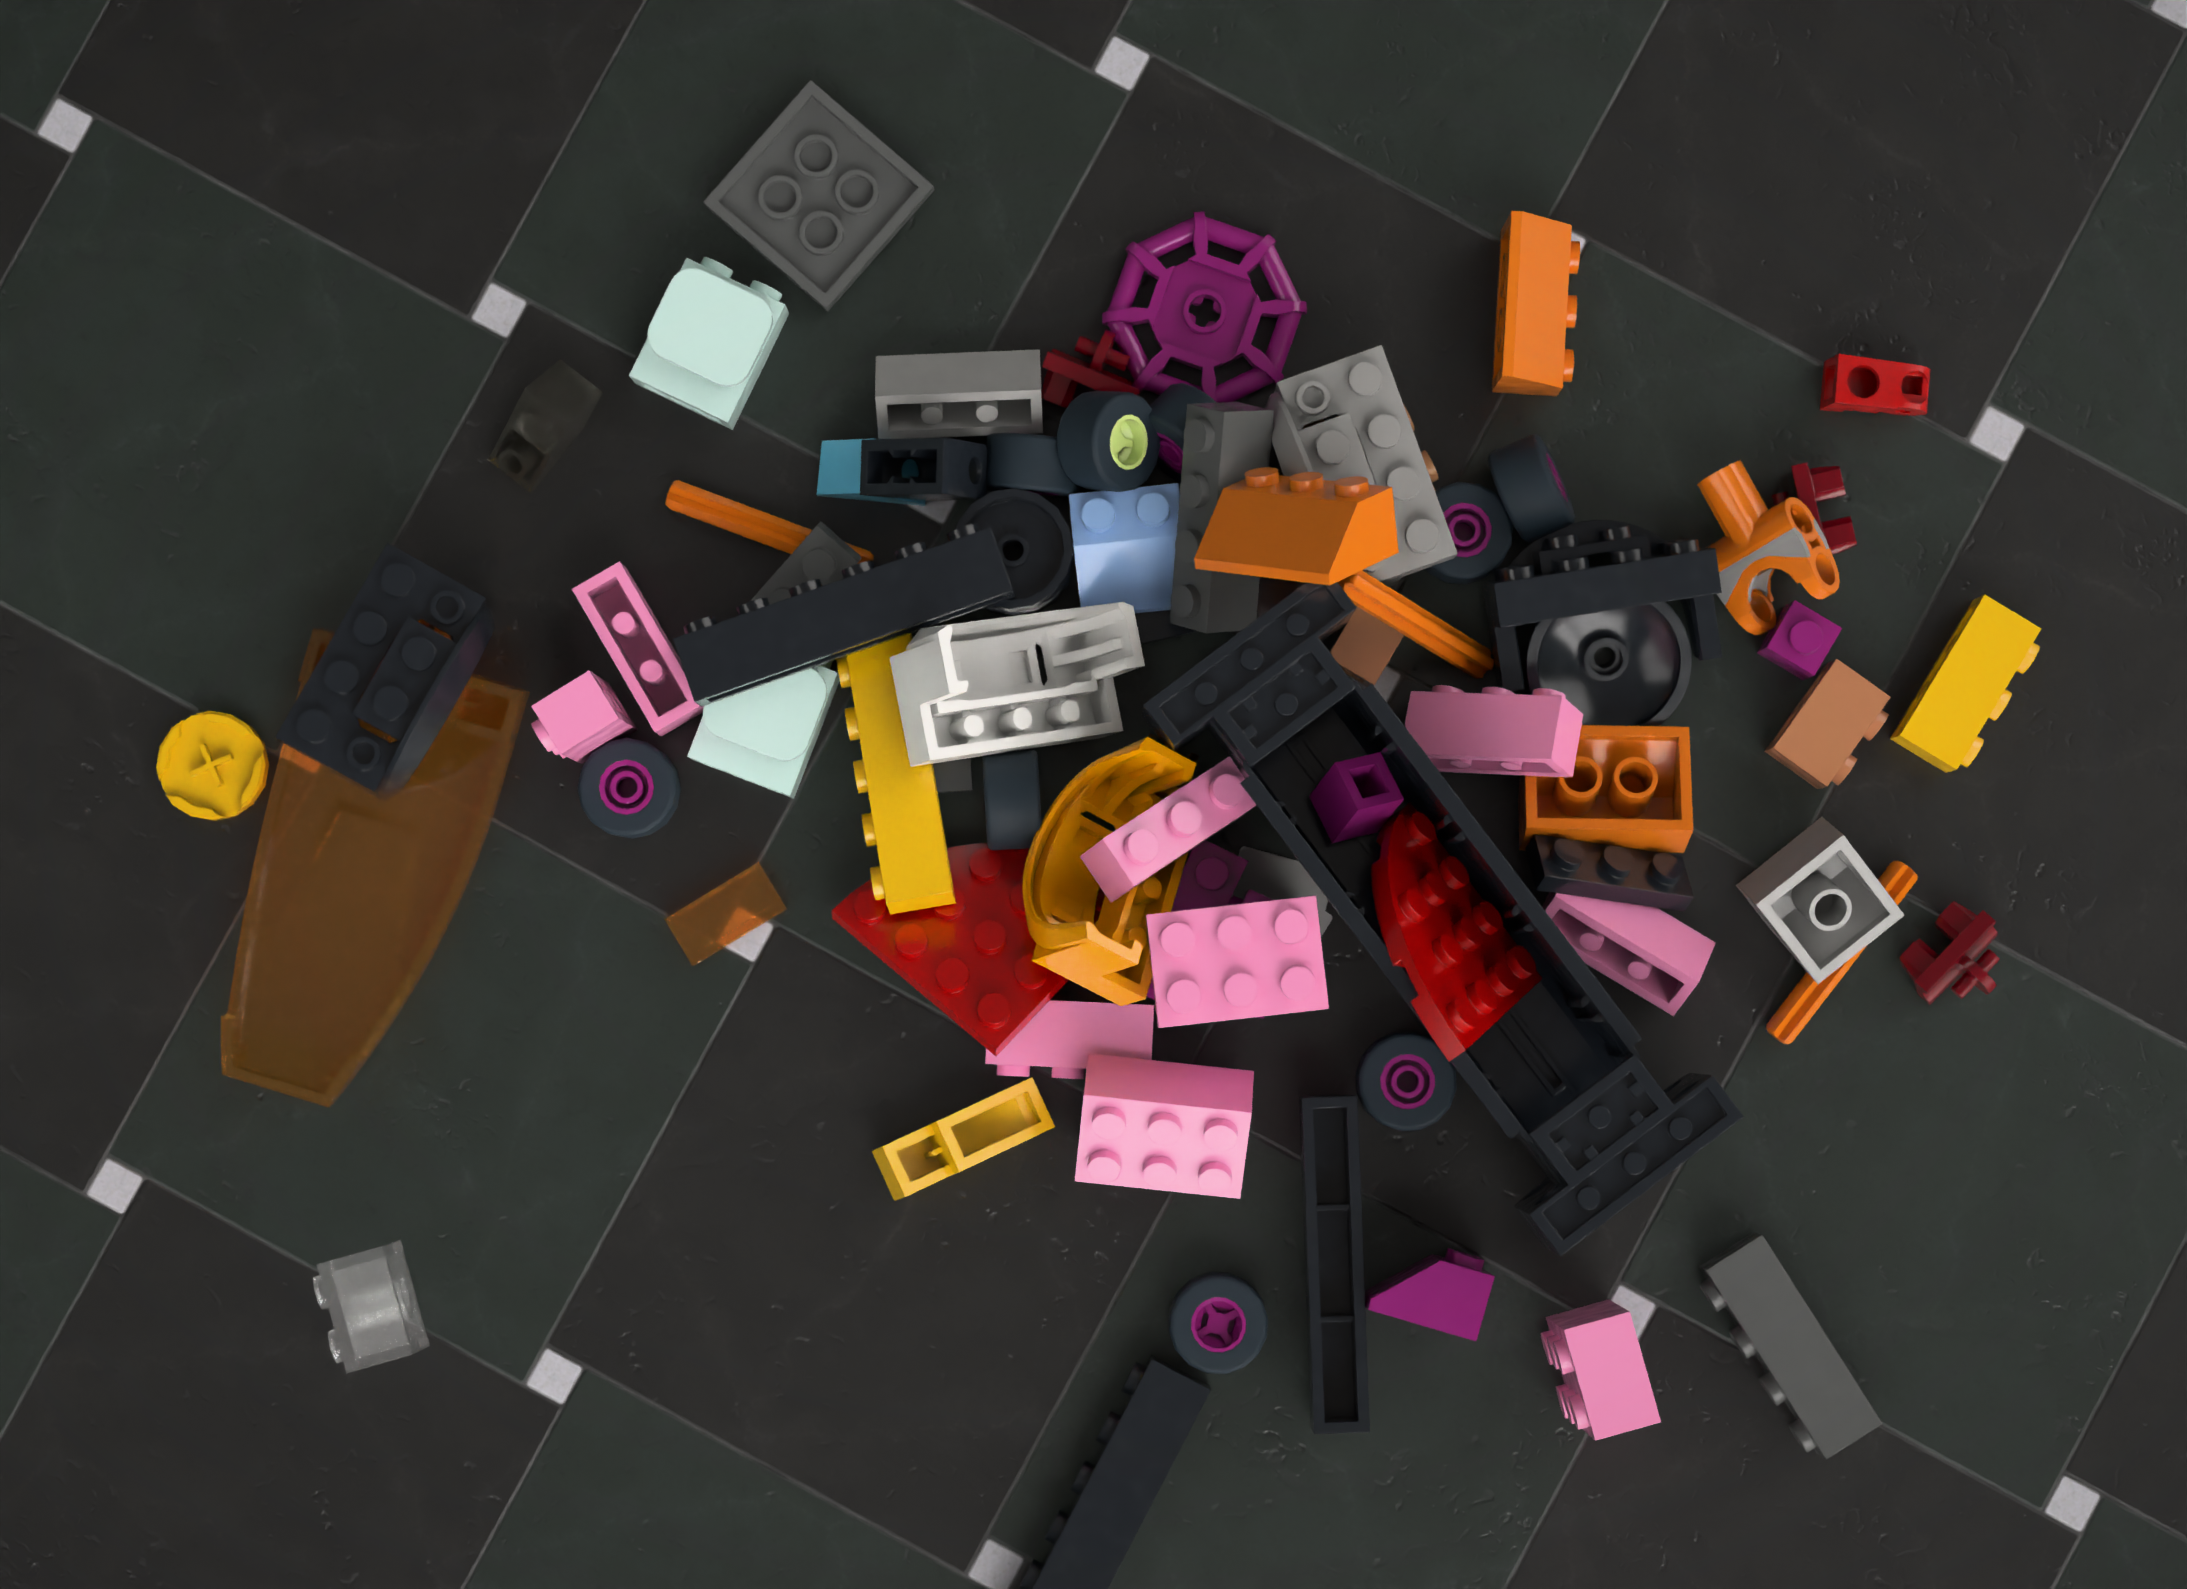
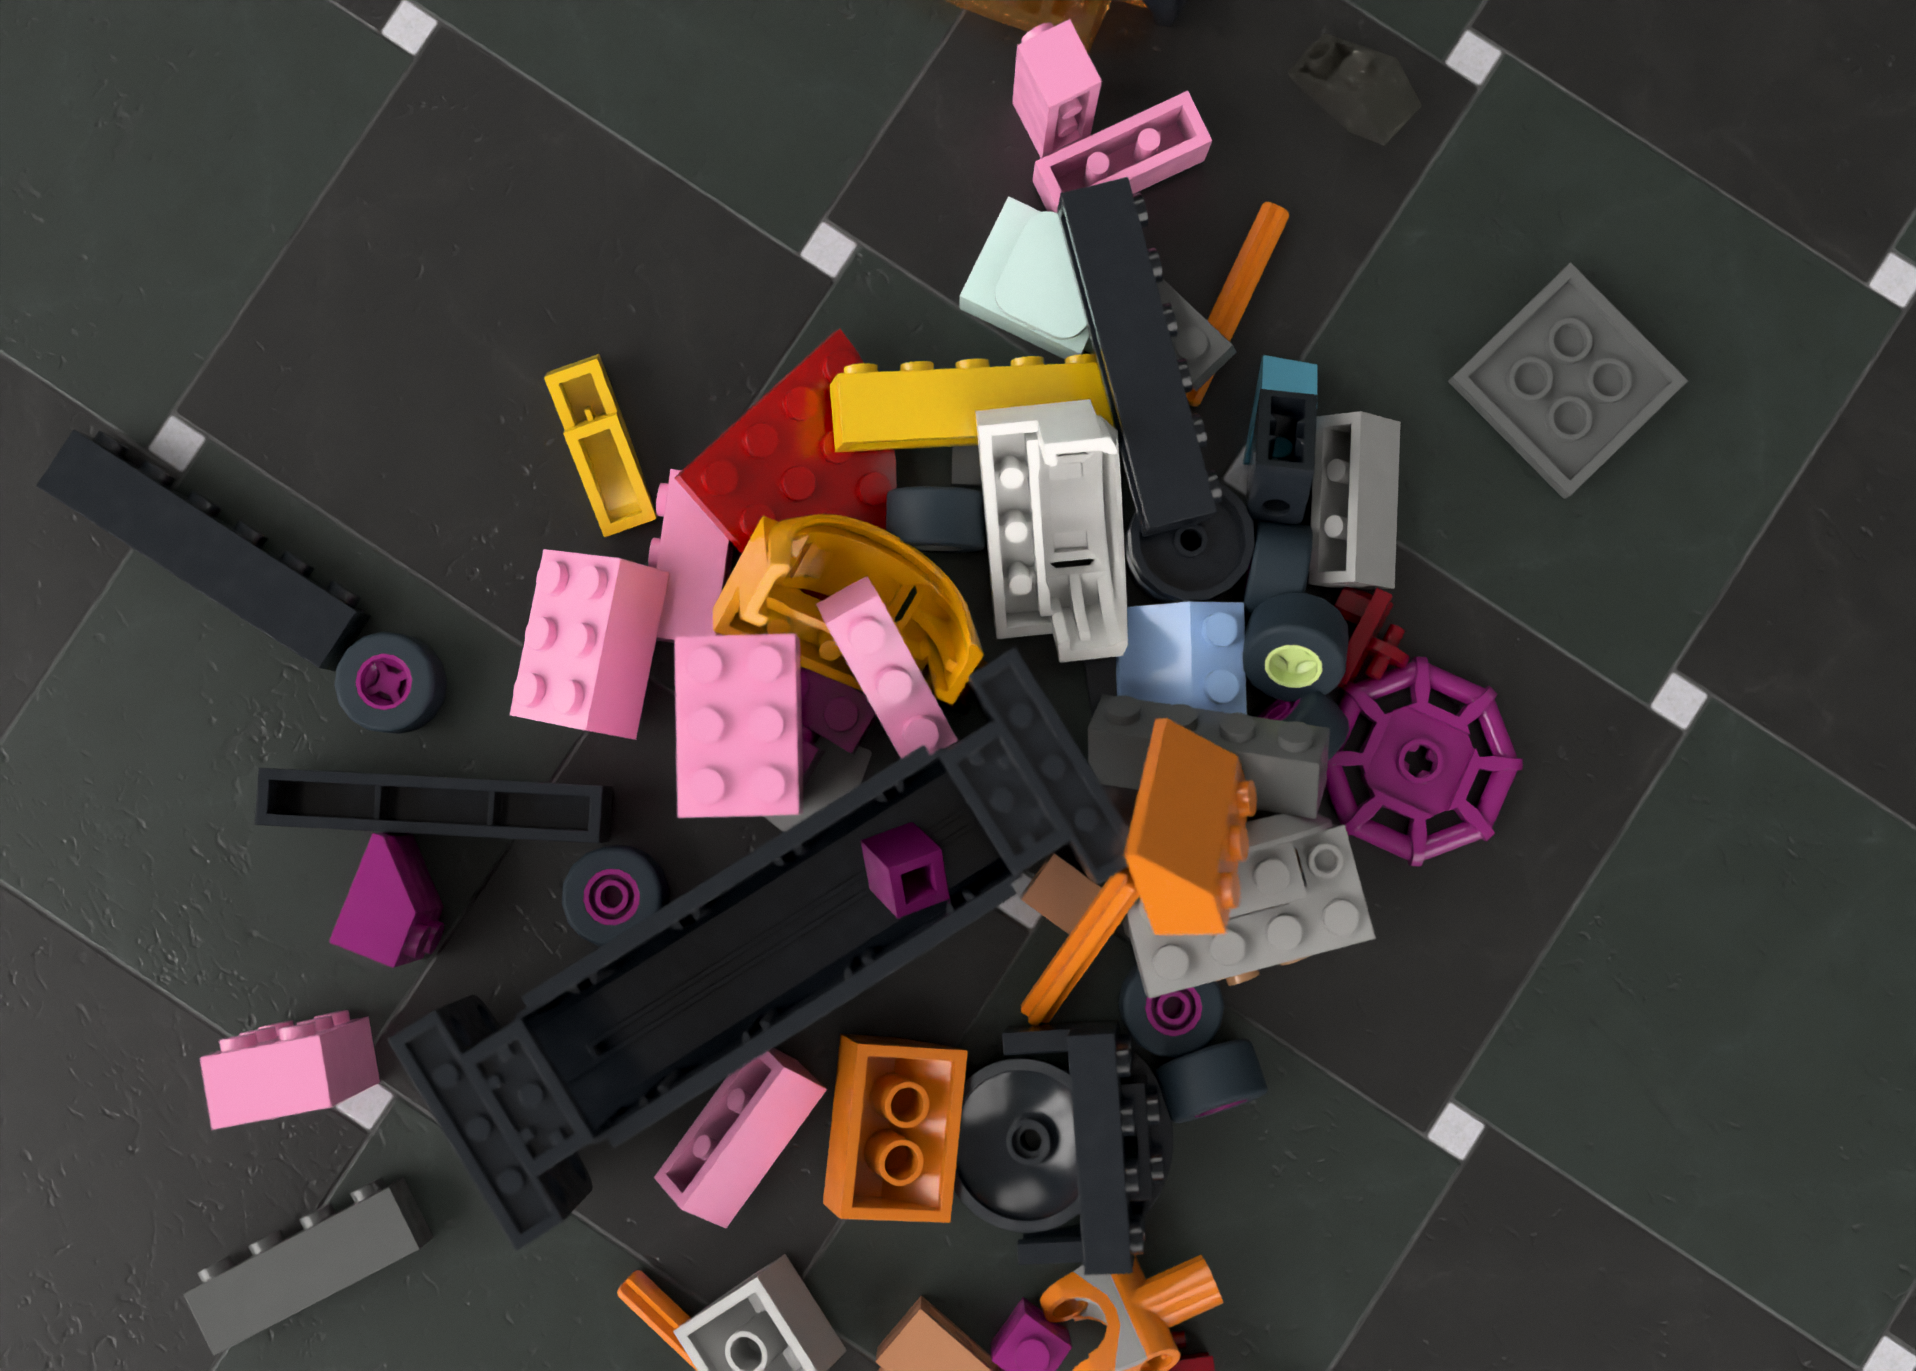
camera: 90 degrees right, 0 degrees up
(648, 788) = (986, 162): black wheel -> none
(710, 340) = (1429, 257): light aqua brick -> none
(726, 914) = (848, 229): clear orange tile -> none
(1445, 935) = (747, 947): red plate -> none
(1496, 731) = (962, 1020): bright pink brick -> none
(1534, 306) = (1401, 1101): orange slope -> none
(1609, 872) = (806, 1124): black plate -> none

